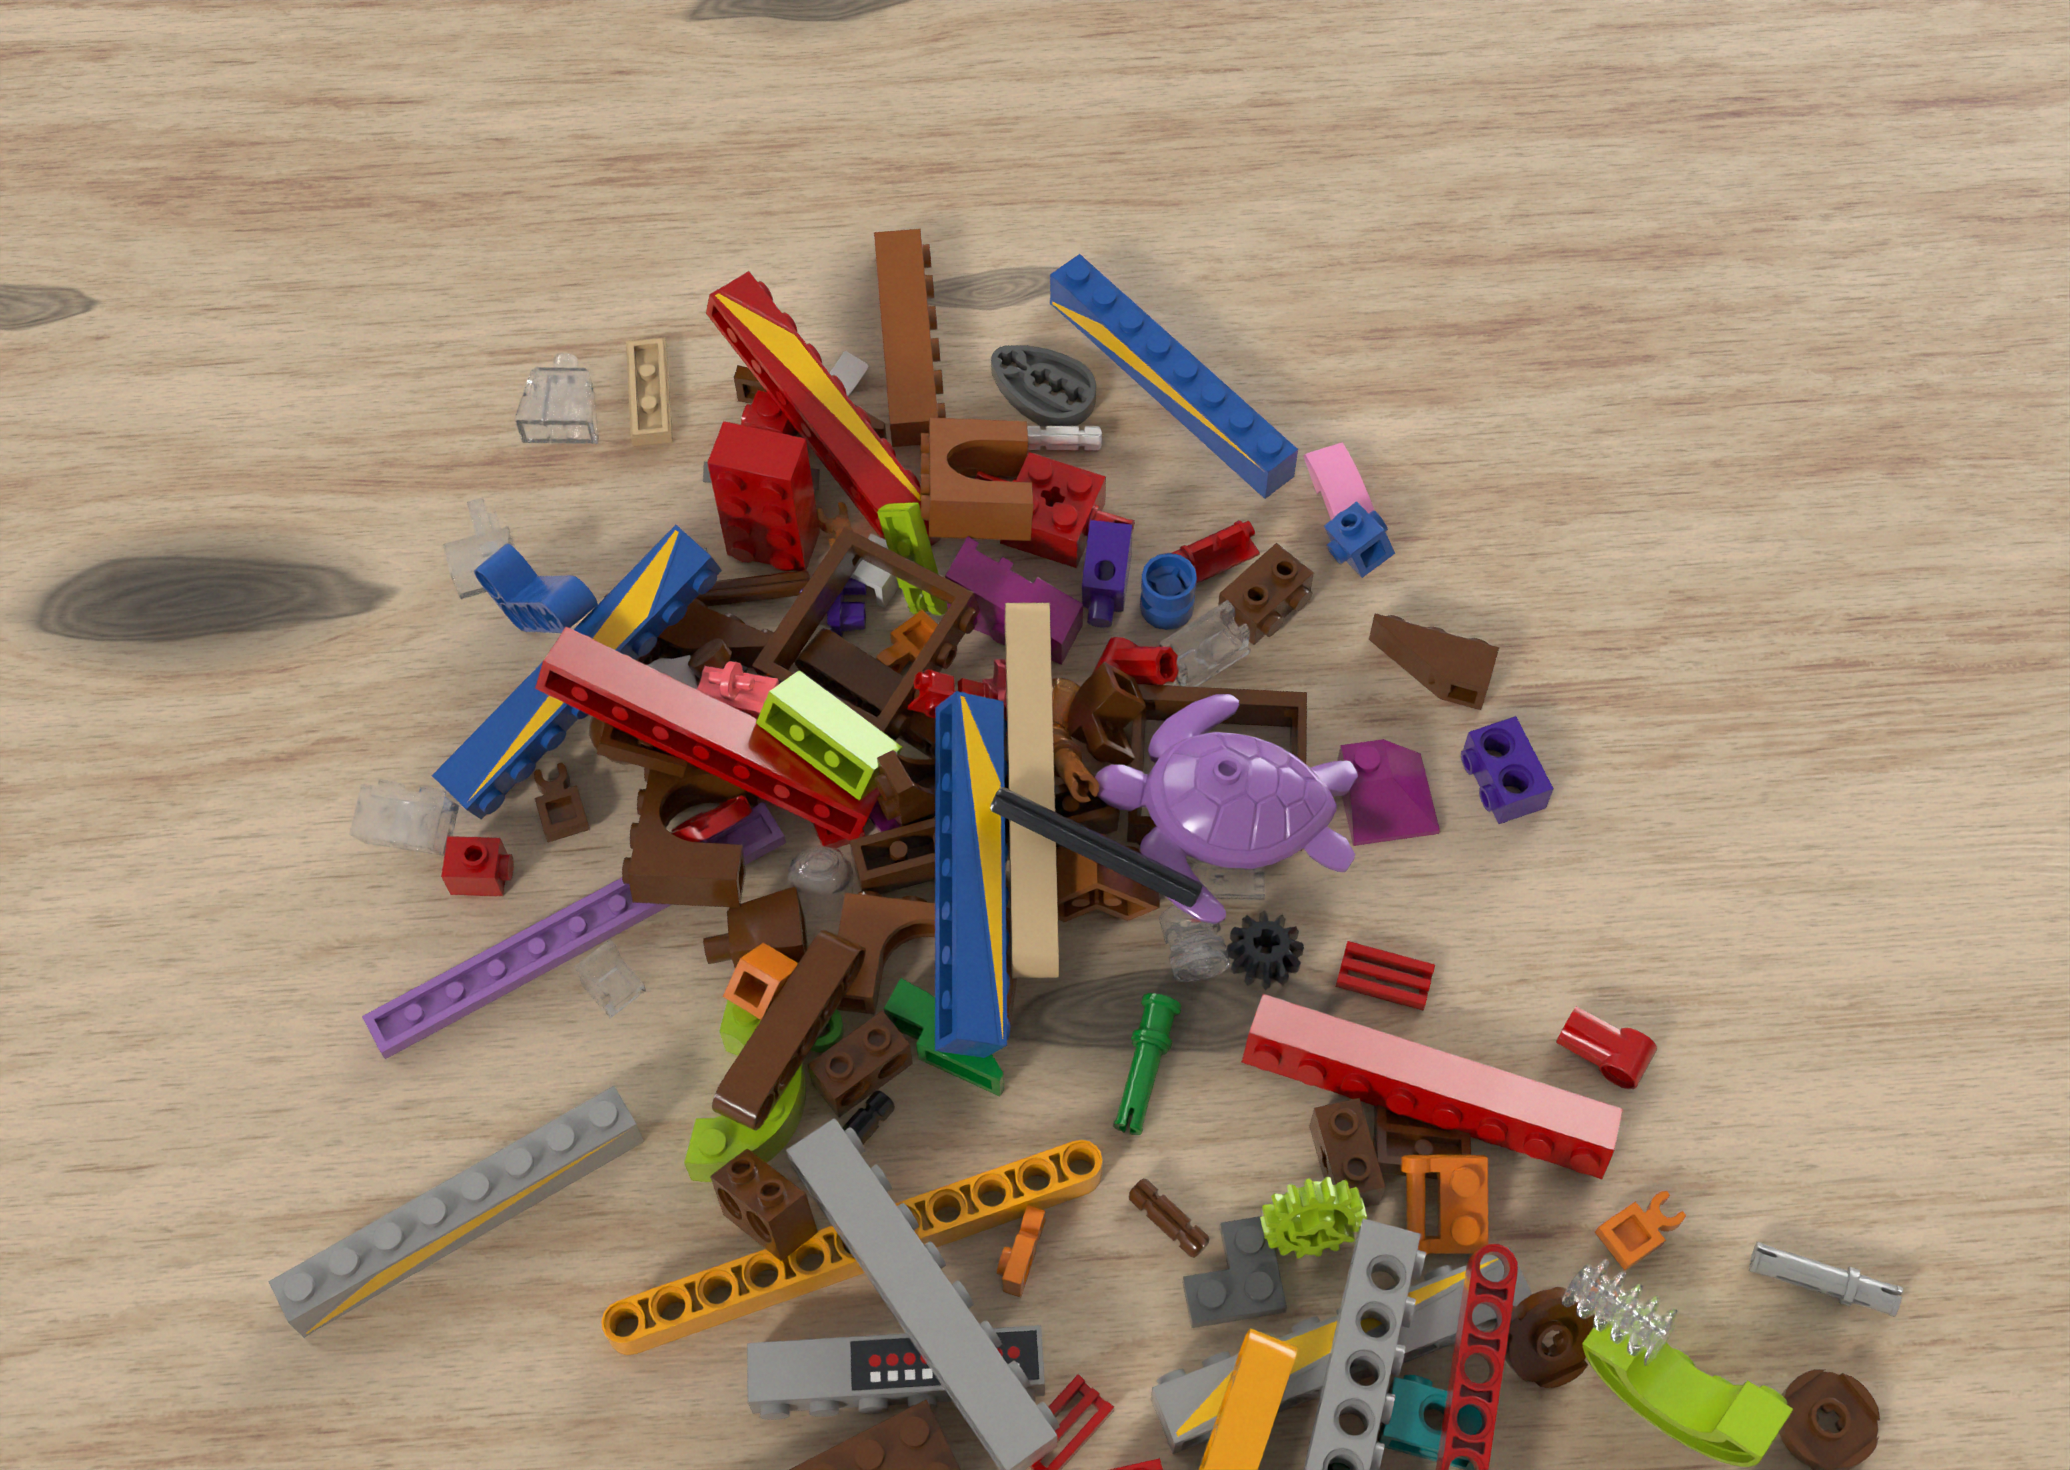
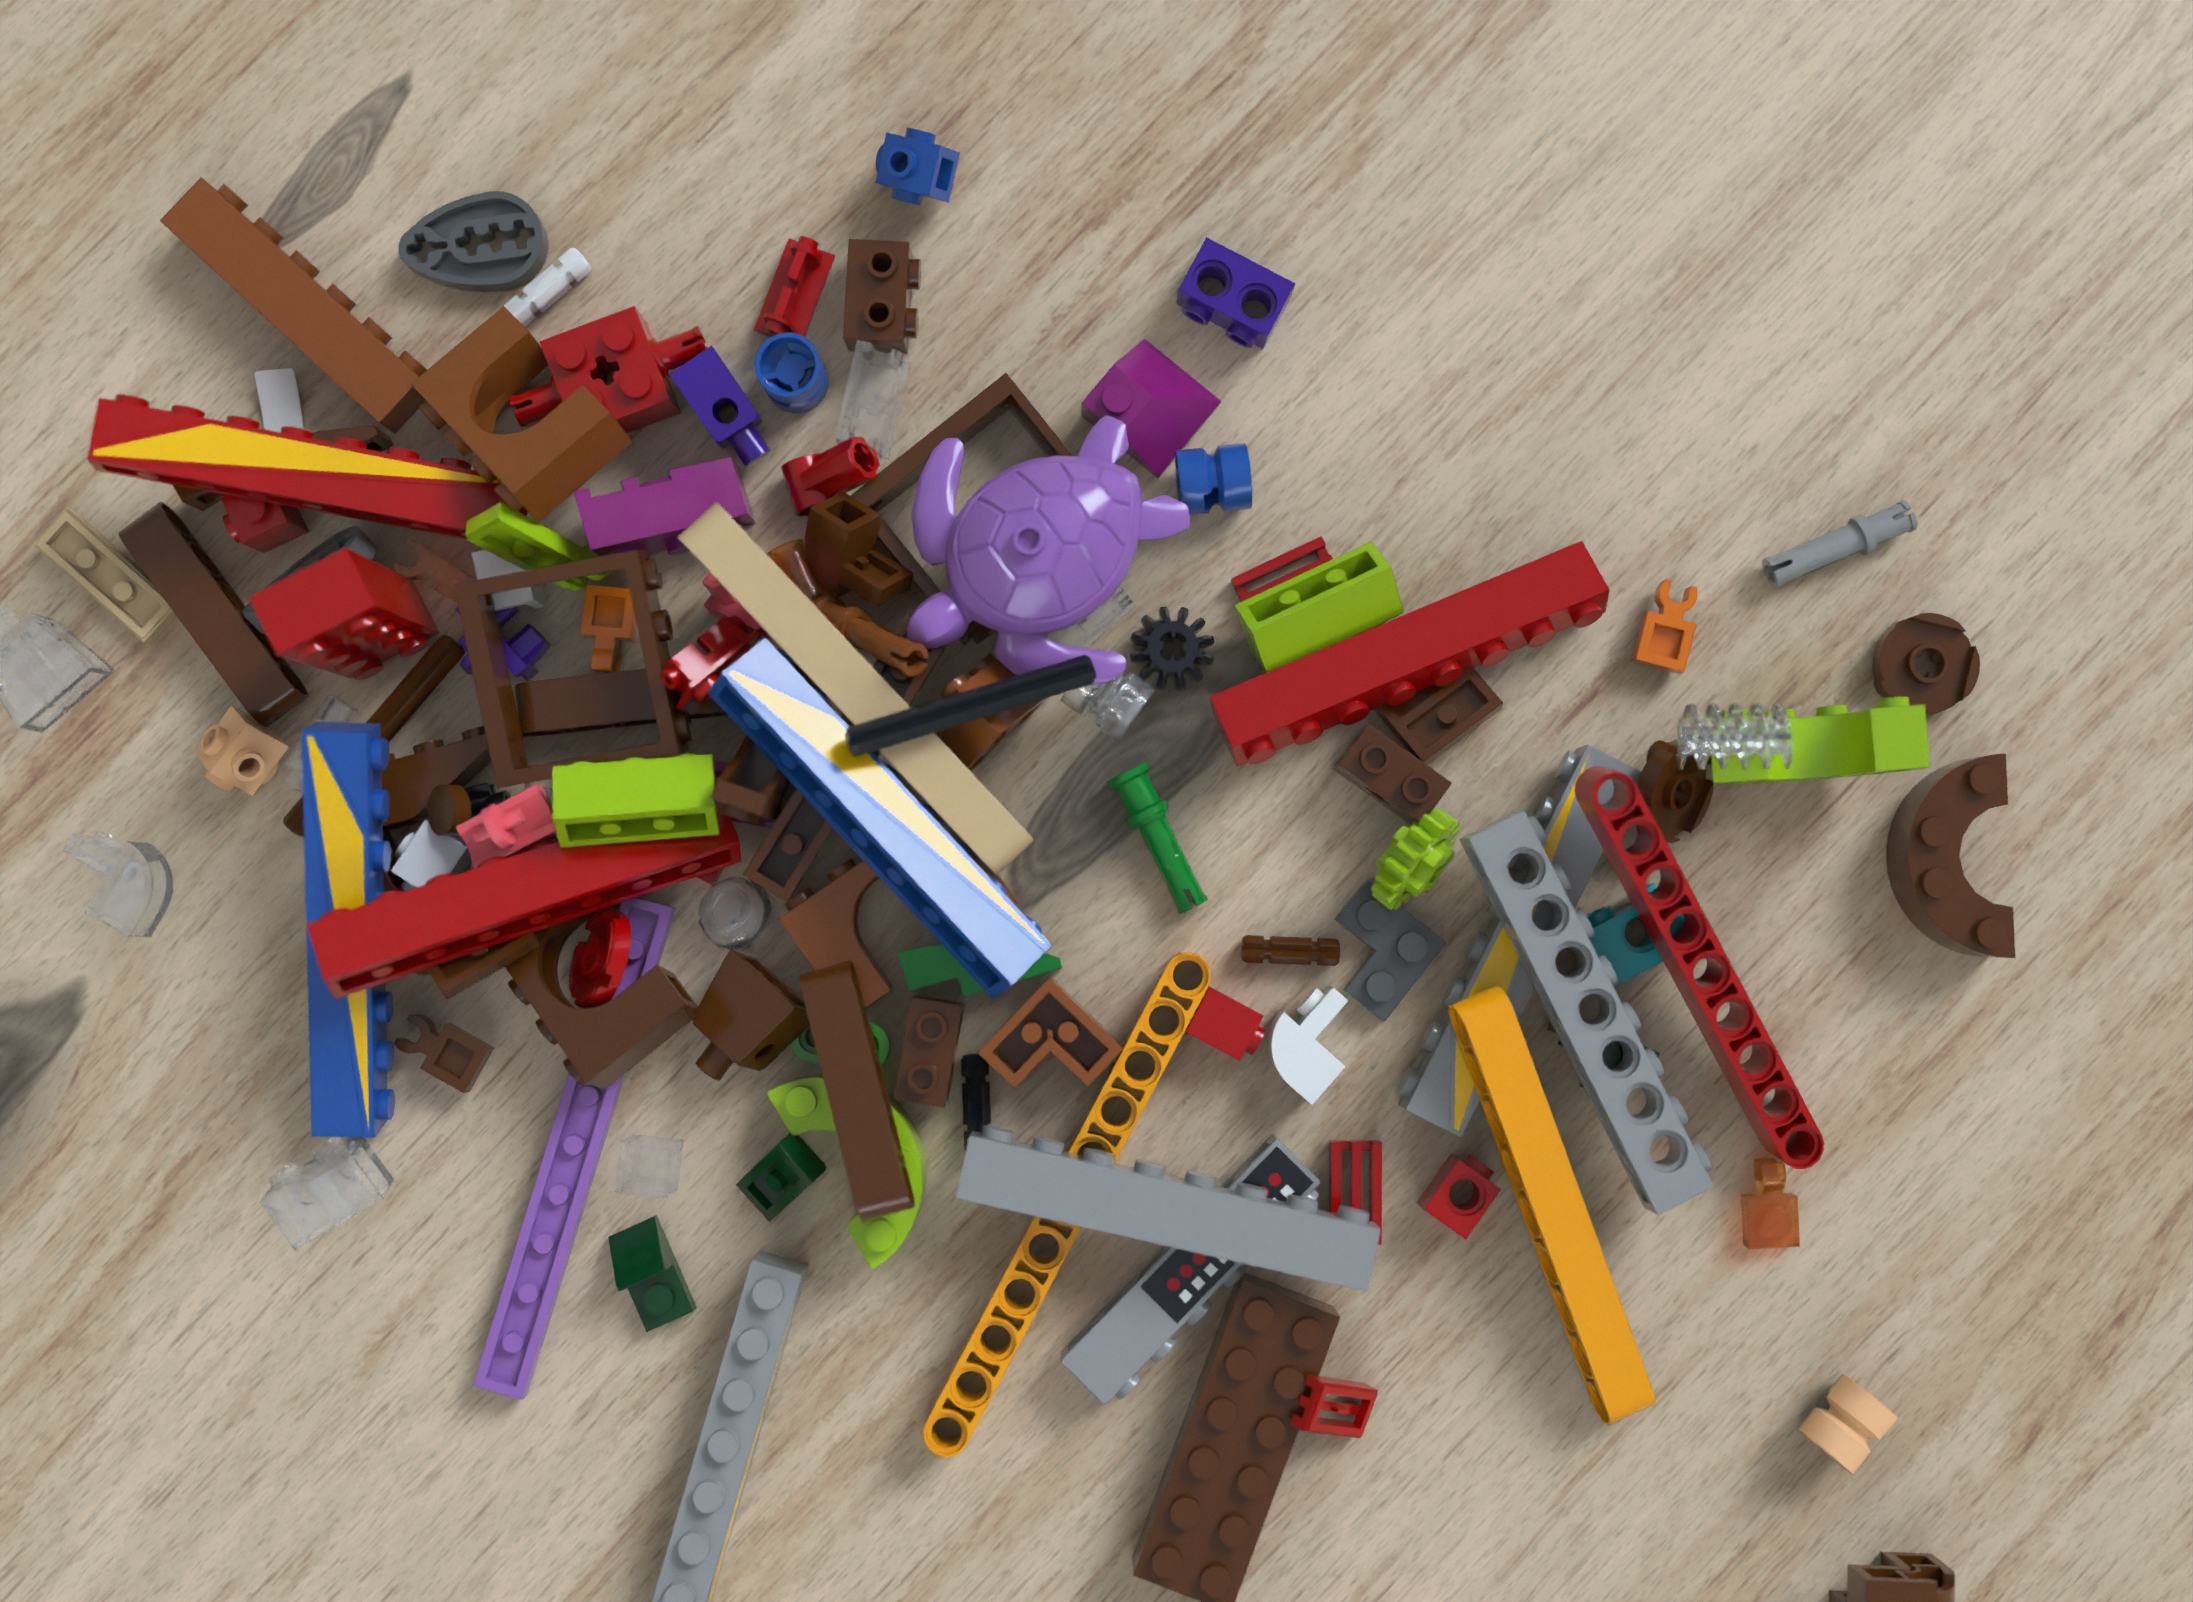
camera: 45 degrees left, 25 degrees up
(476, 866) = (432, 1171): red brick -> none
(532, 600) = (226, 892): blue beam -> none
(541, 1050) = (651, 1273): none -> dark green slope
(626, 521) = (240, 752): none -> light nougat brick
(685, 449) = (212, 614): none -> reddish brown beam
(686, 1060) = (781, 1176): none -> dark green slope
(759, 979) = (792, 1071): orange brick -> none
(764, 1204) = (970, 1245): reddish brown brick -> none
(946, 1110) = (1051, 1023): none -> dark orange brick
(1017, 1261) = (1205, 1098): orange plate -> none
(1077, 1222) = (1226, 1024): none -> red brick
(1111, 1285) = (1293, 1046): none -> white brick
(1173, 376) = (587, 132): blue brick -> none
(1337, 479) = (843, 116): bright pink slope -> none
(1390, 867) = (1214, 478): none -> blue wheel
(1393, 1002) = (1320, 607): none -> lime brick
(1444, 663) = (1093, 232): reddish brown slope -> none
(1461, 1201) = (1516, 739): orange plate -> none
(1620, 1053) = (1532, 486): red piece -> none

